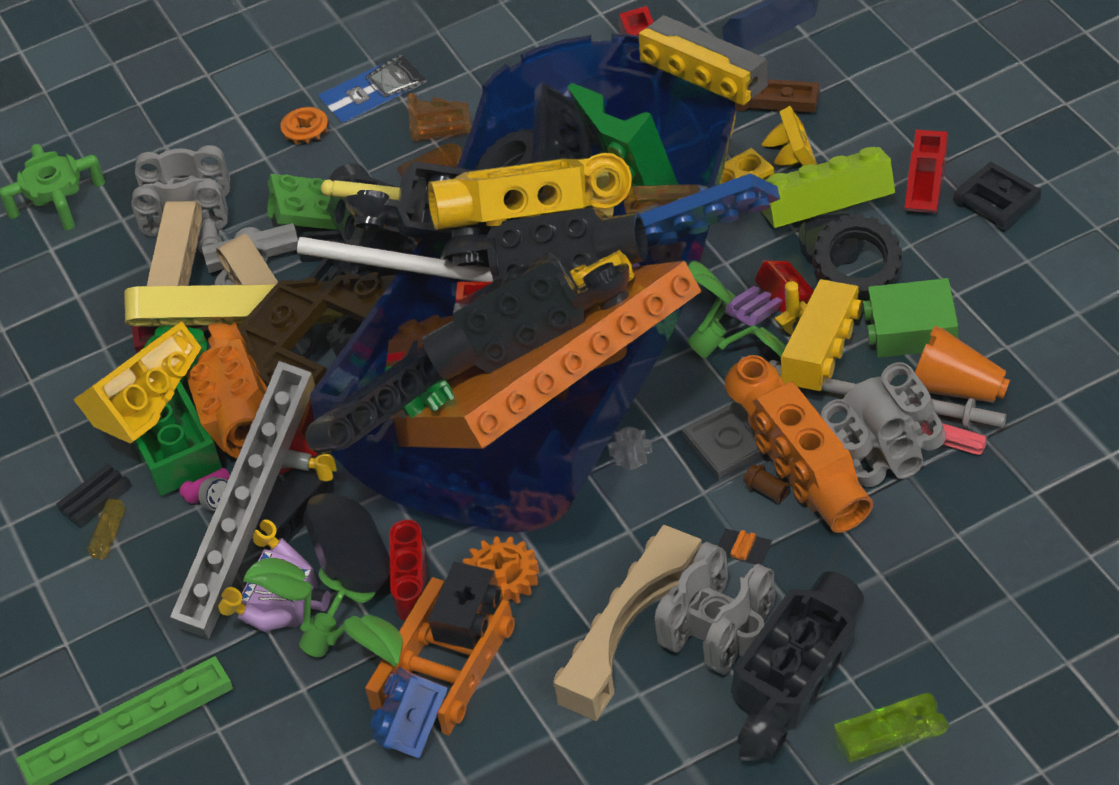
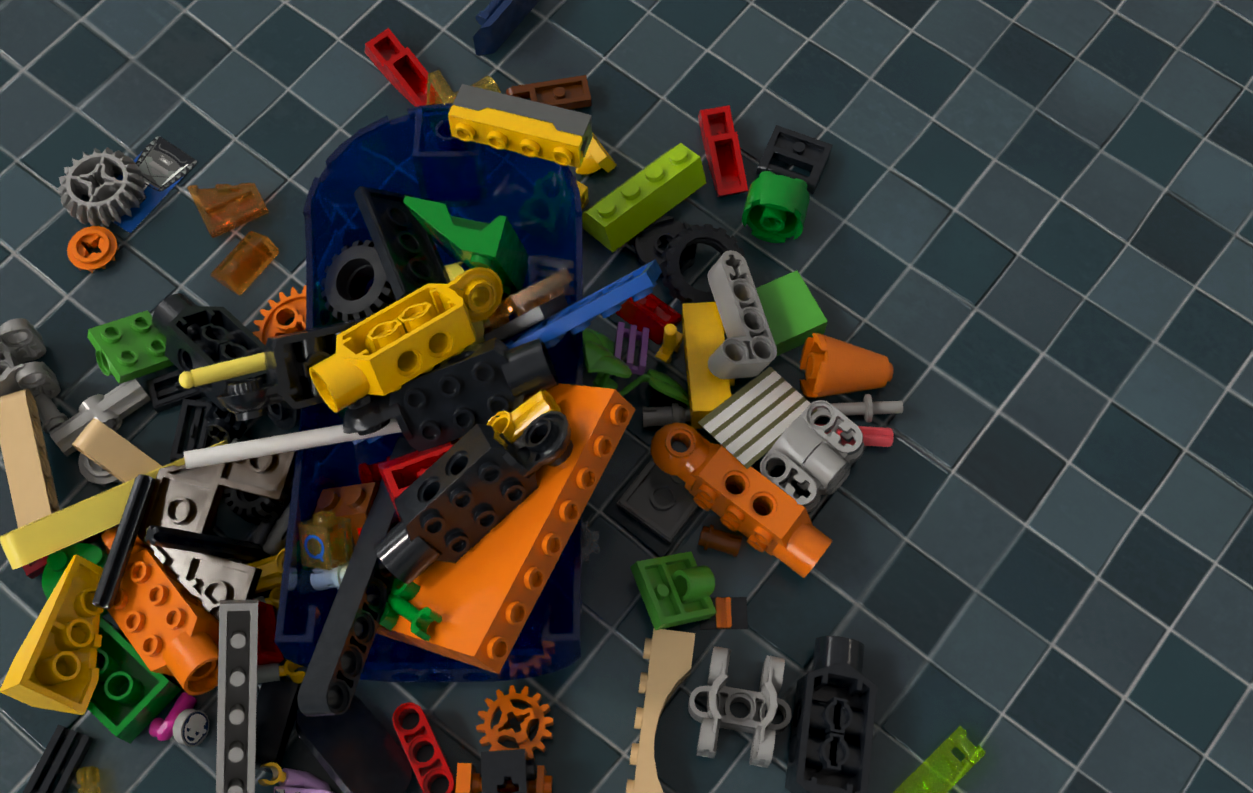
camera: 30 degrees left, 20 degrees up
(224, 326) = (123, 542): none -> black axle
(280, 330) = (202, 543): none -> black axle
(333, 78) = (95, 178): none -> light grey gear
(389, 347) = (325, 541): none -> clear yellow brick
(700, 504) = (675, 589): none -> bright green plate
(831, 376) = (755, 416): none -> white sticker
(864, 315) = (749, 338): none -> light grey beam
(953, 224) = (776, 207): none -> green brick

